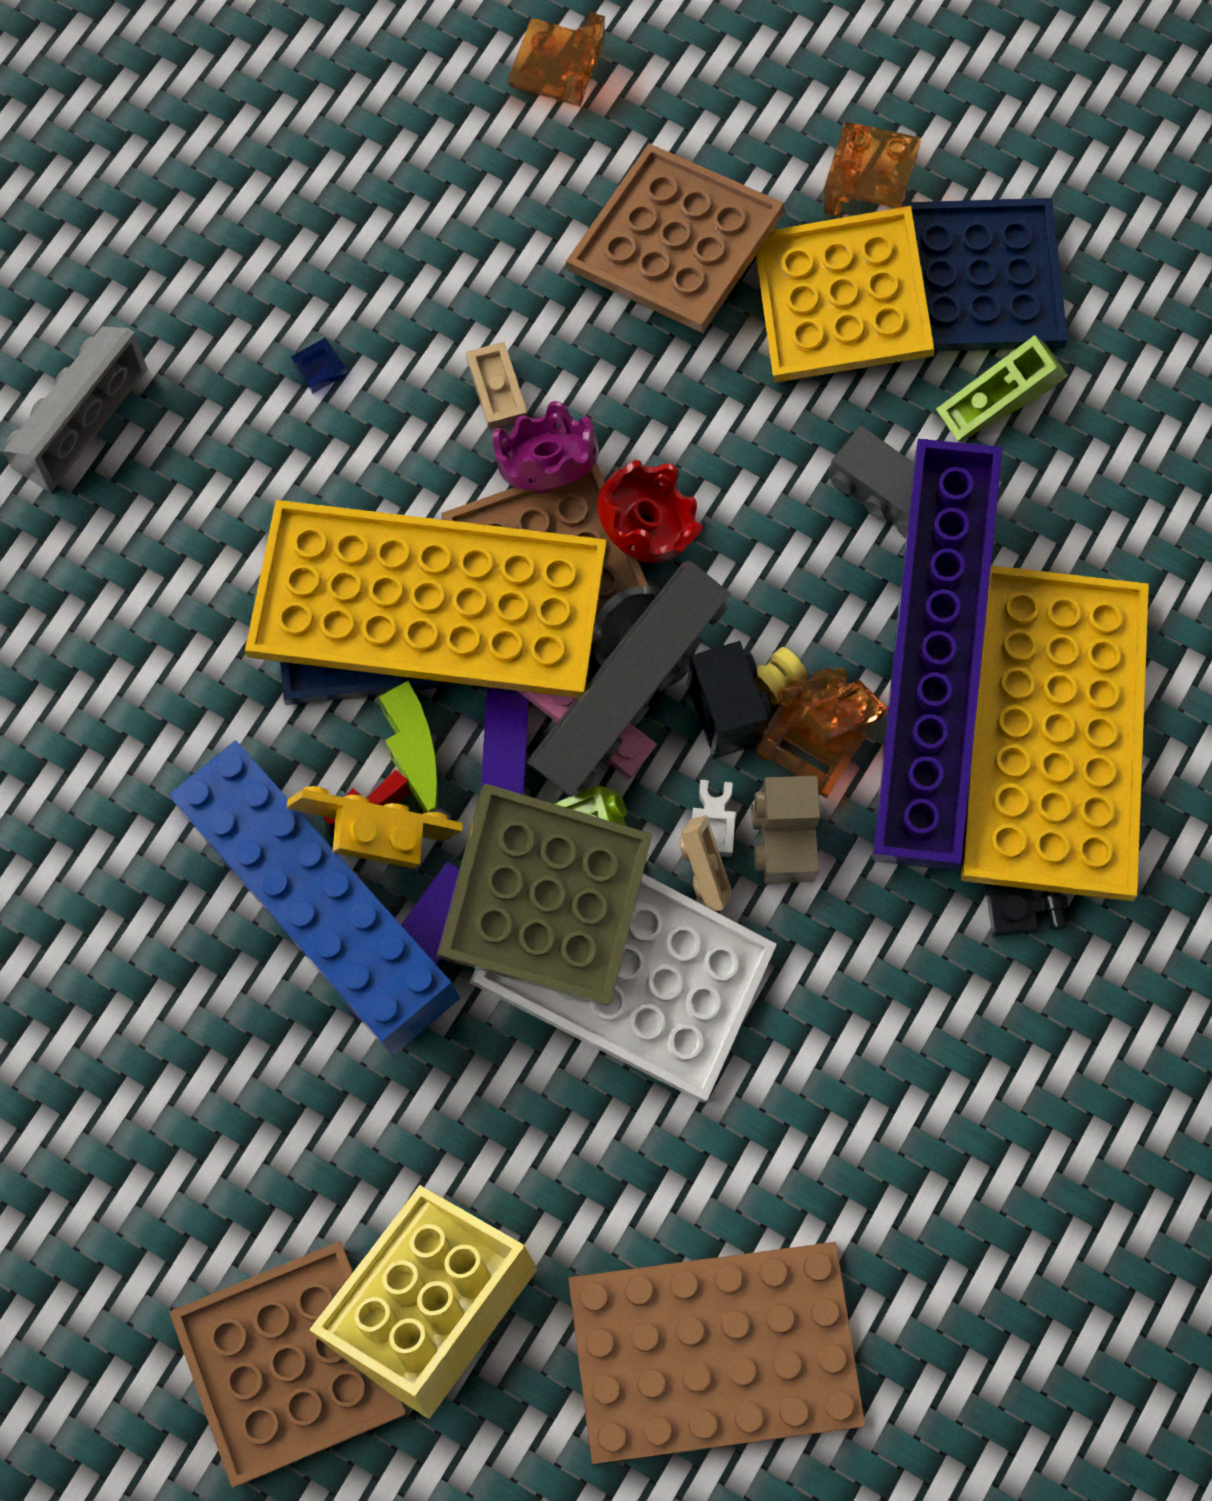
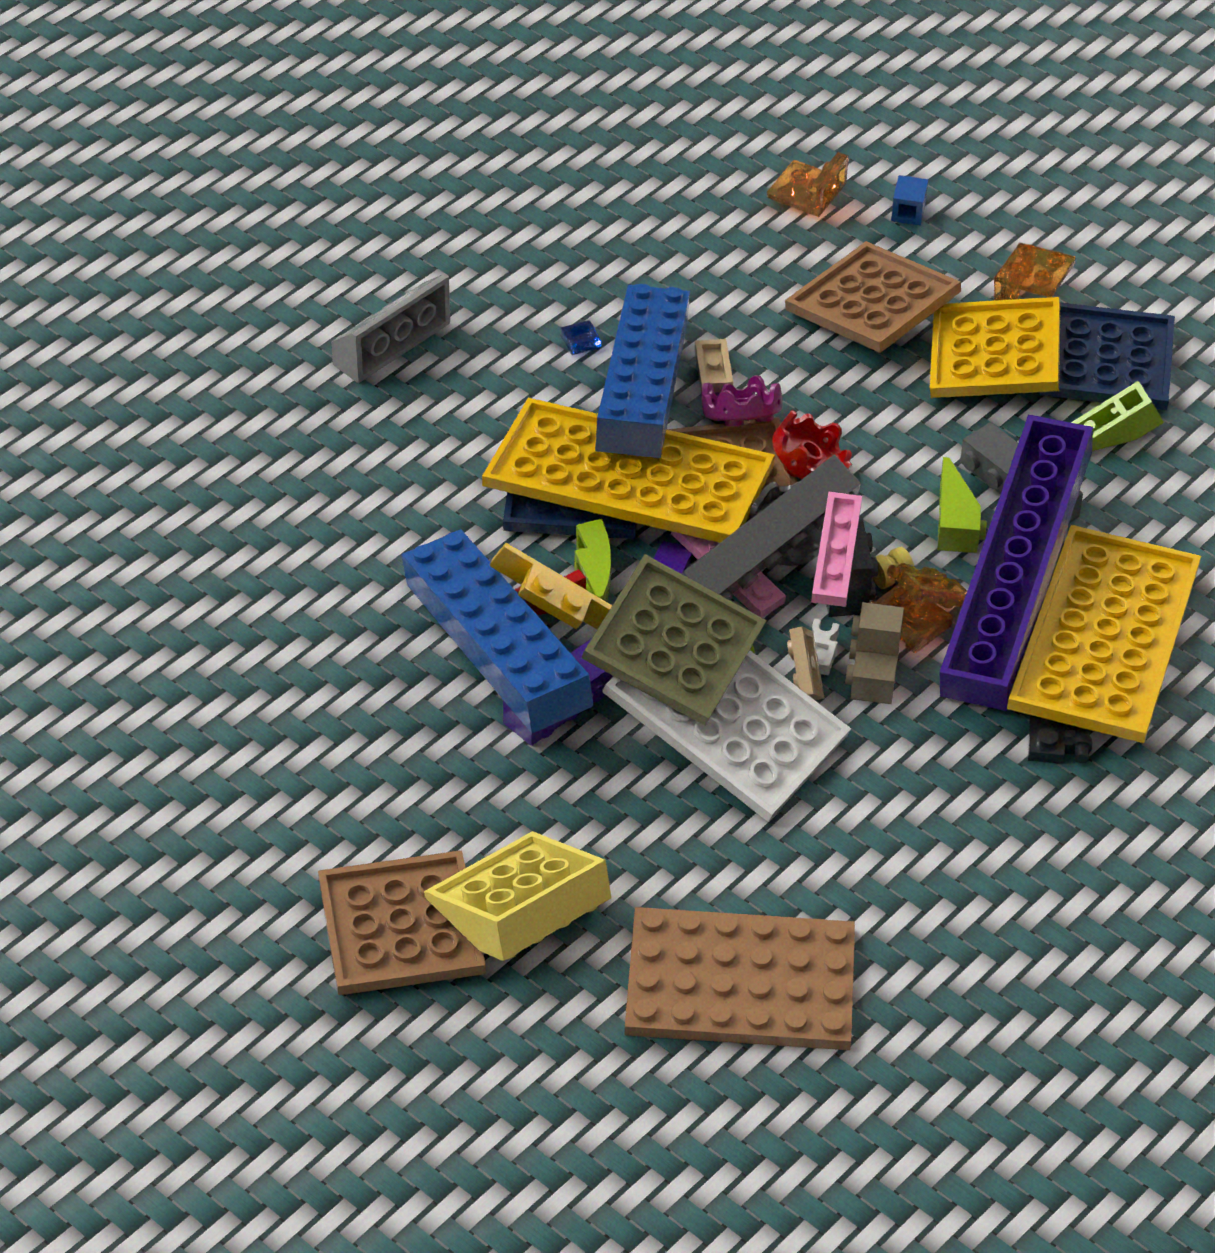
camera: 15 degrees right, 25 degrees down
(414, 434) = (642, 371): none -> blue brick
(690, 62) = (909, 200): none -> blue brick
(720, 707) = (836, 549): none -> bright pink plate
(843, 570) = (958, 513): none -> lime slope

